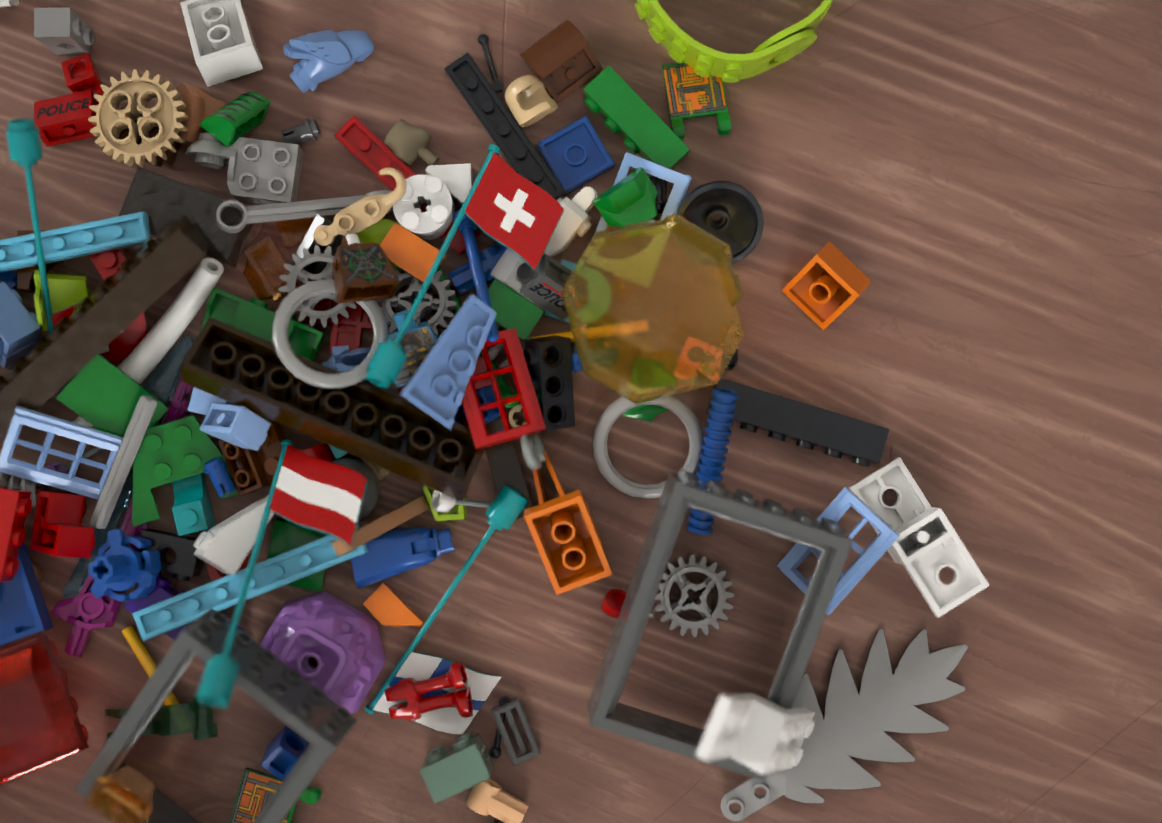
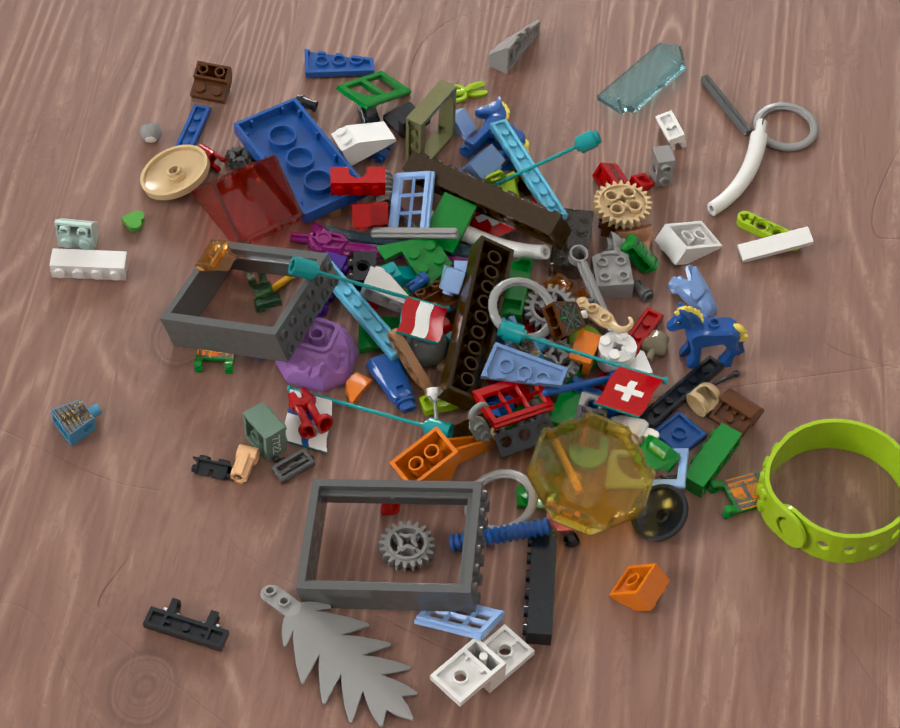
camera: 75 degrees right, 35 degrees down
(121, 567) = (351, 241): blue piece -> none
(437, 48) = (707, 332): none -> blue animal
(756, 733) = (329, 563): white bracket -> none

